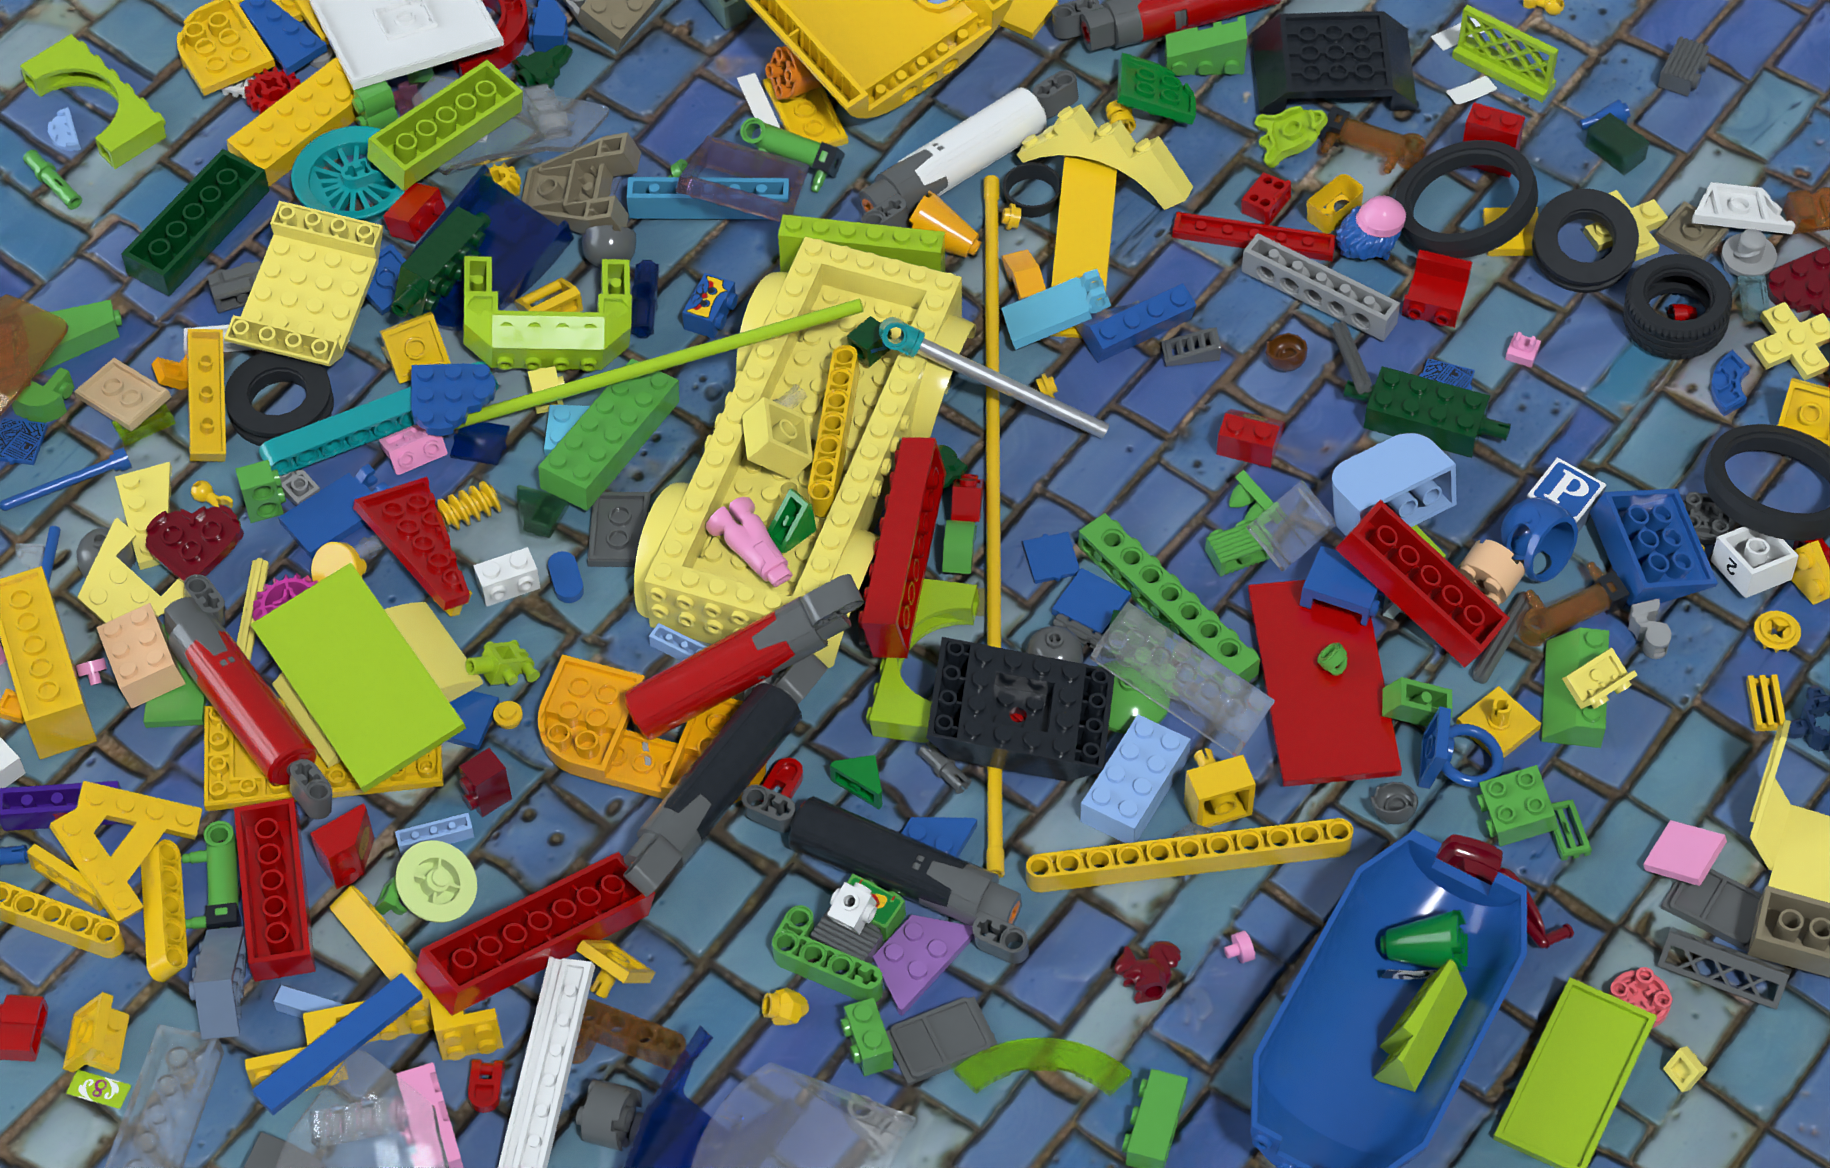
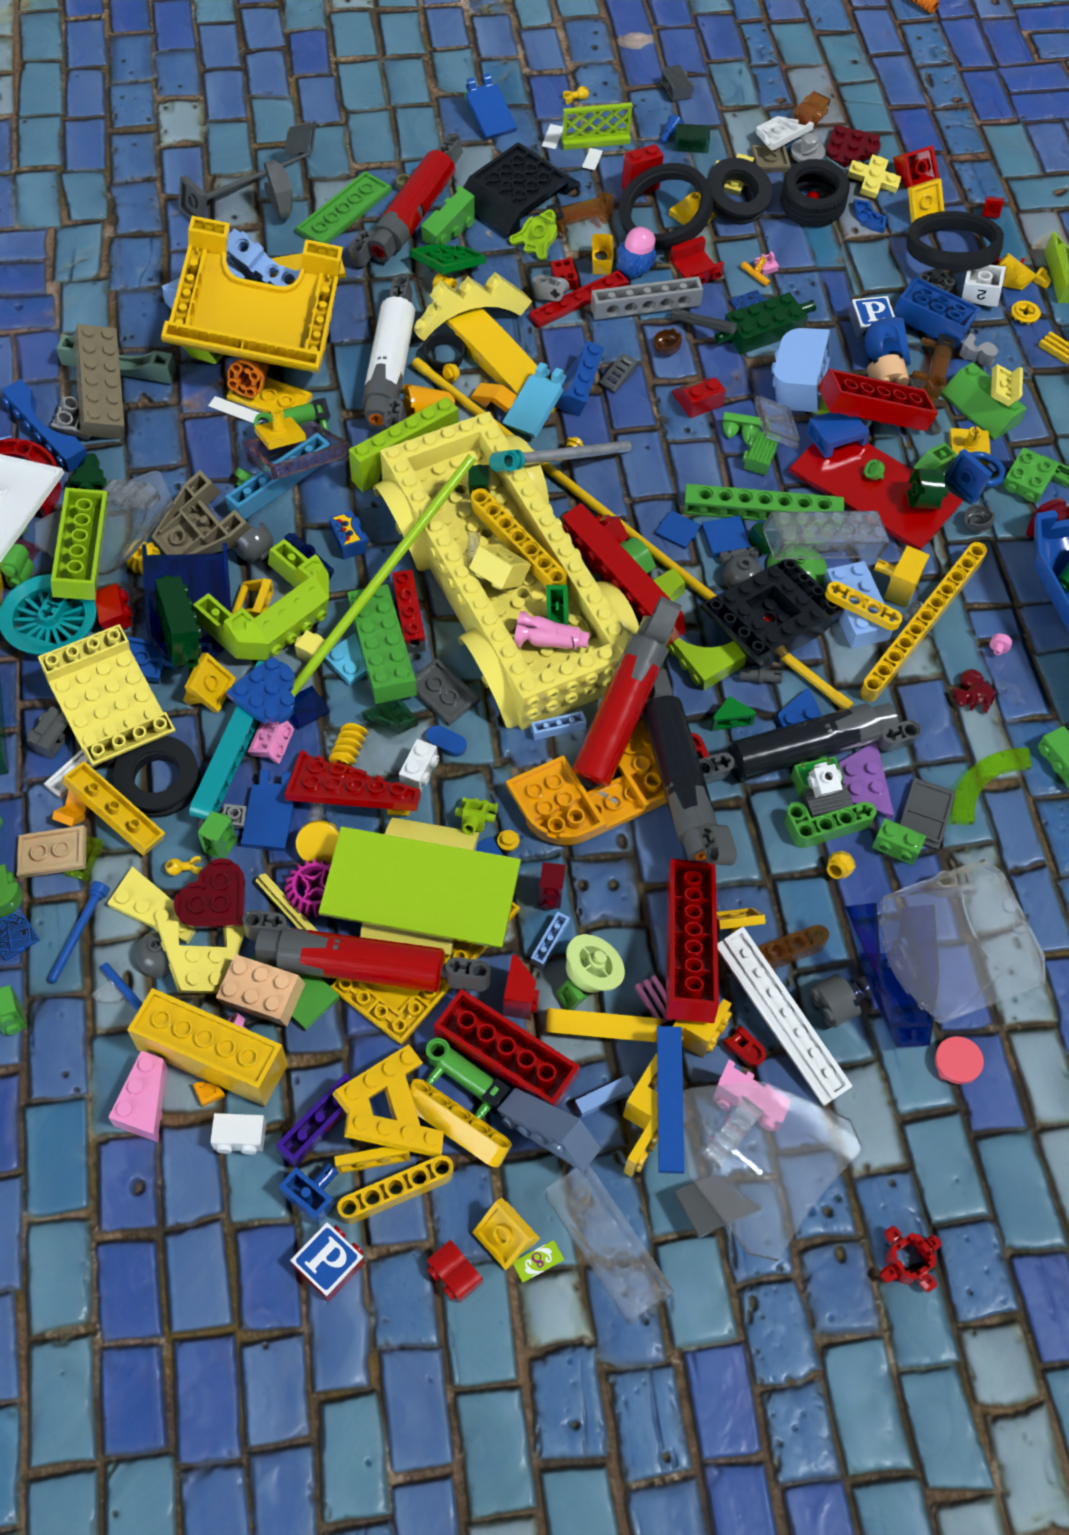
camera: 50 degrees left, 5 degrees up
(674, 425) = (408, 610): none -> red piece
(751, 150) = (280, 431): none -> yellow tile
(1118, 777) = (864, 603): none -> yellow beam
(1226, 199) = (546, 287): none -> light grey piece
(1356, 719) = (927, 488): none -> dark green brick
(1497, 347) = (755, 272): none -> light orange piece

